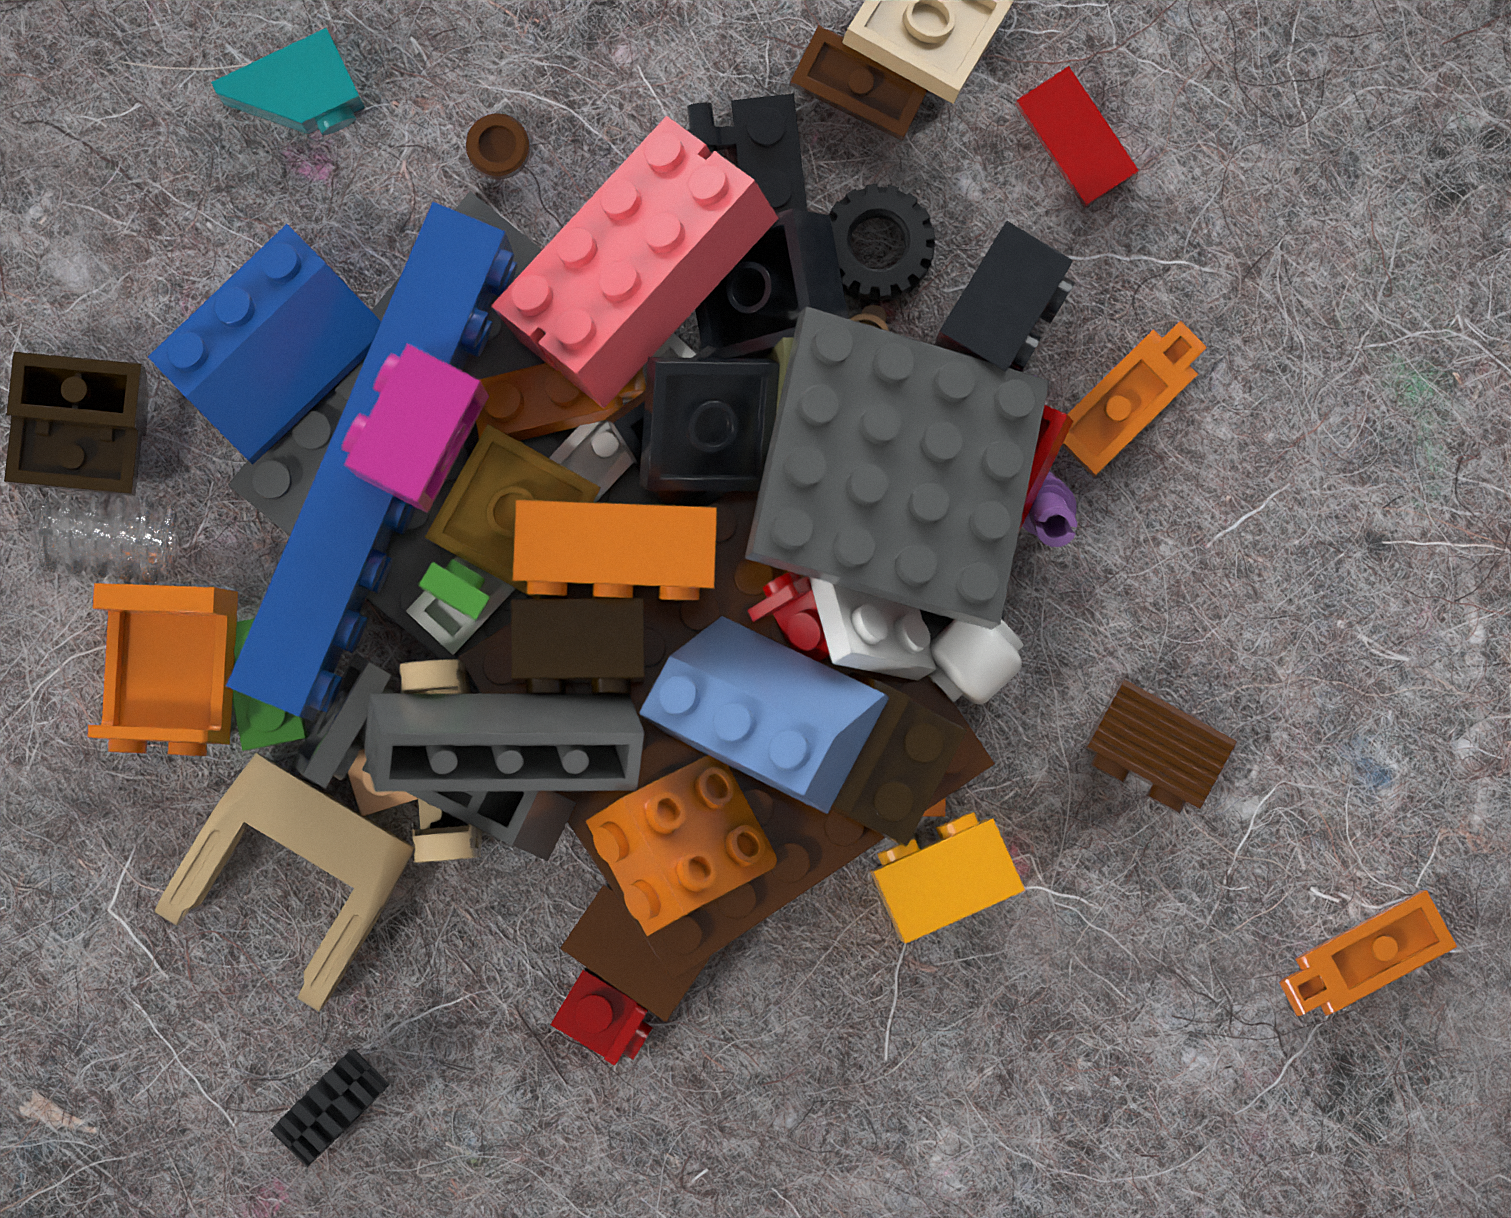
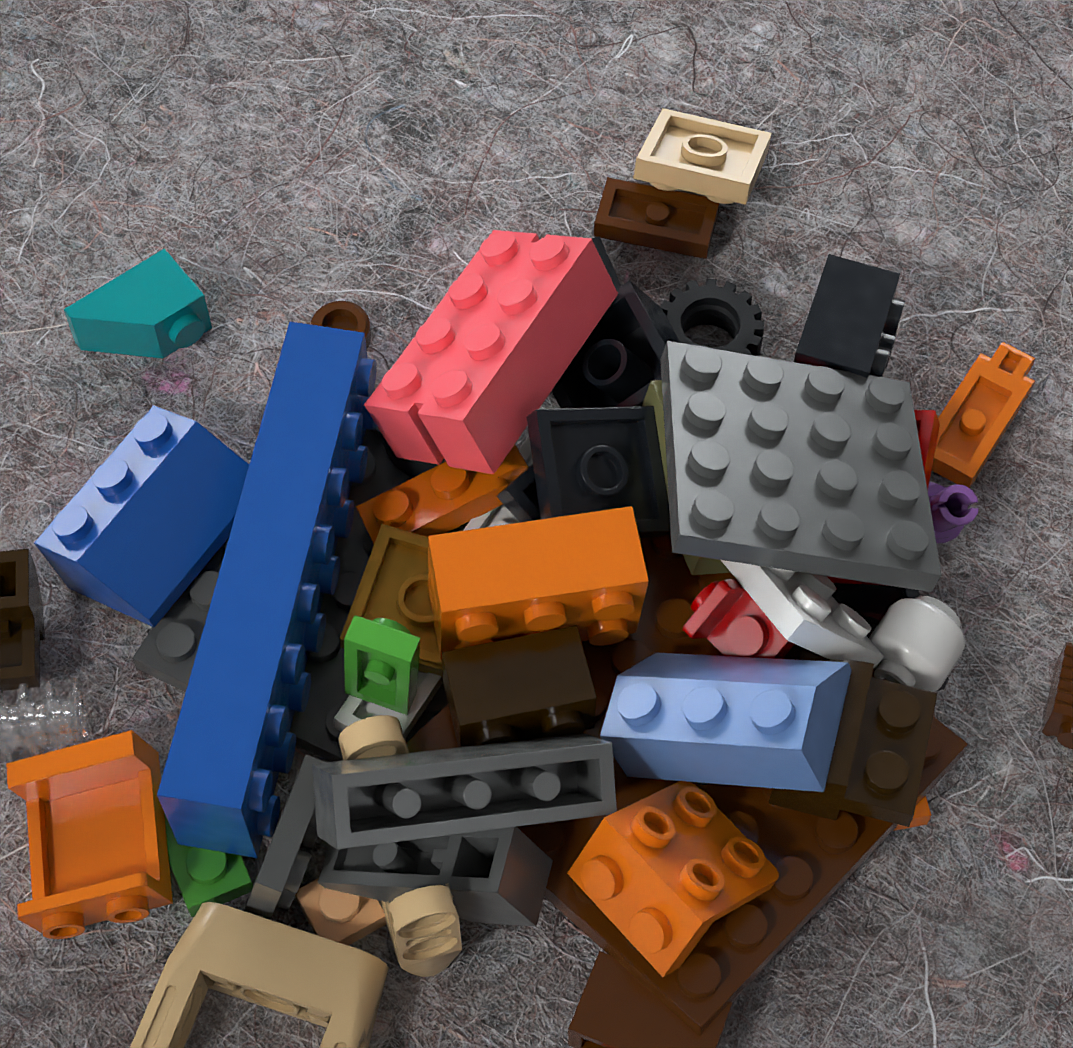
camera: 10 degrees left, 25 degrees down
(414, 427) = (311, 484): dark pink brick -> none
(945, 878) = (954, 863): light orange brick -> none
(1076, 137) = (858, 225): red tile -> none

